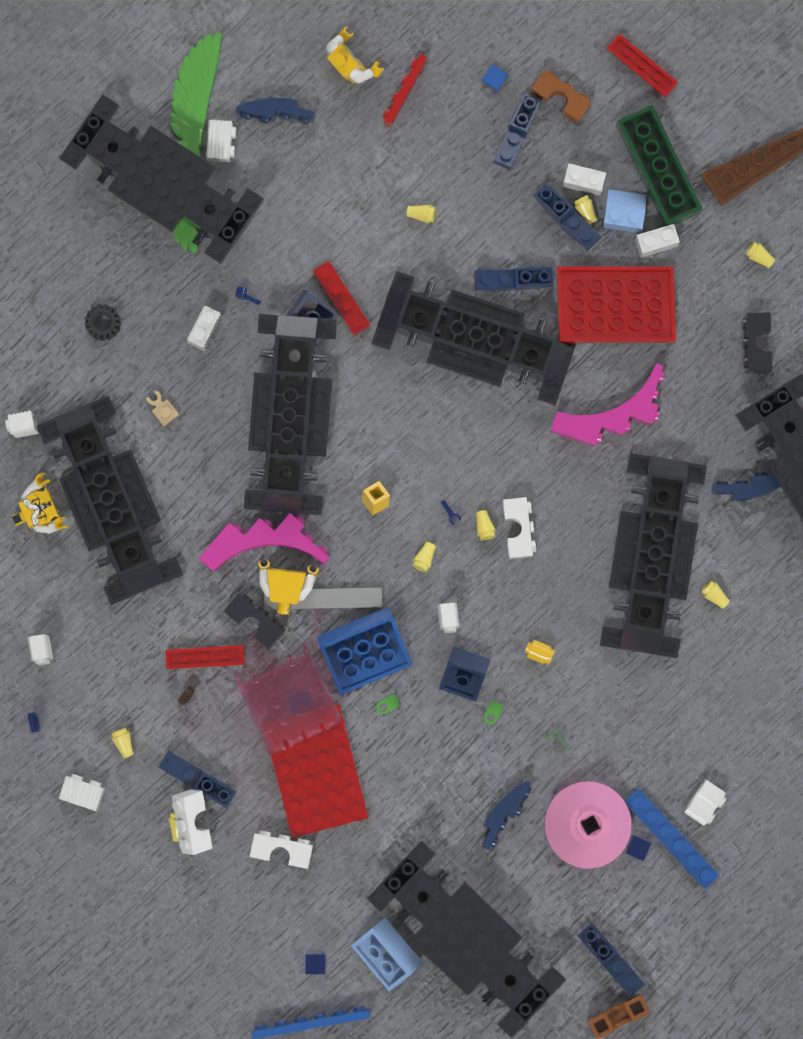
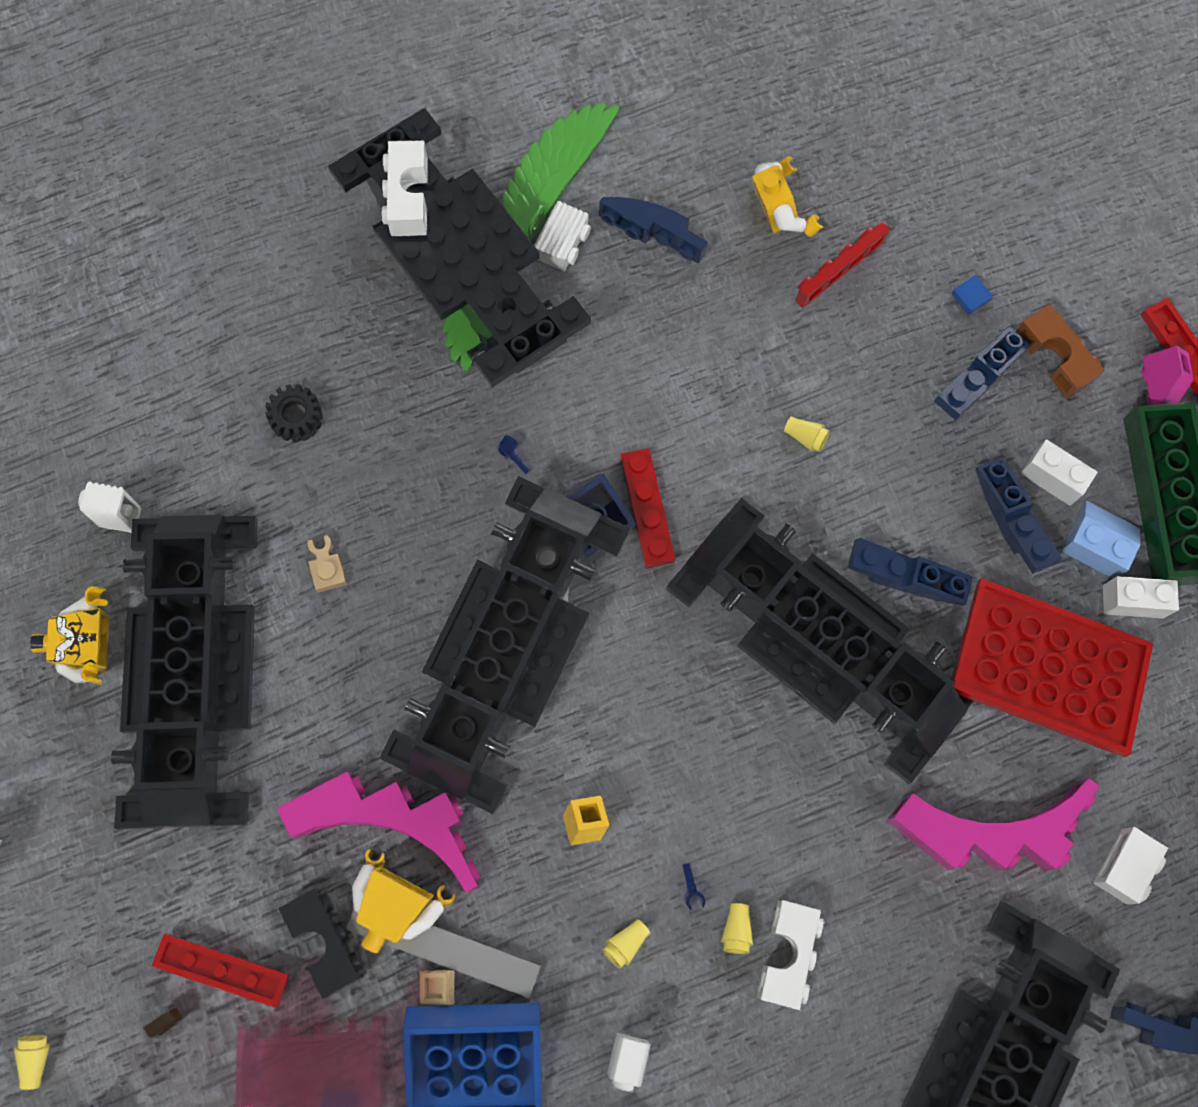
camera: 15 degrees right, 10 degrees down
(111, 142) = (405, 166): none -> white arch
(204, 328) = (433, 474): white brick -> none
(328, 620) = (436, 987): none -> tan tile
(585, 208) = (1047, 513): light yellow cone -> none
(633, 90) = (1167, 375): none -> dark pink slope
(697, 404) = (1131, 866): none -> white brick

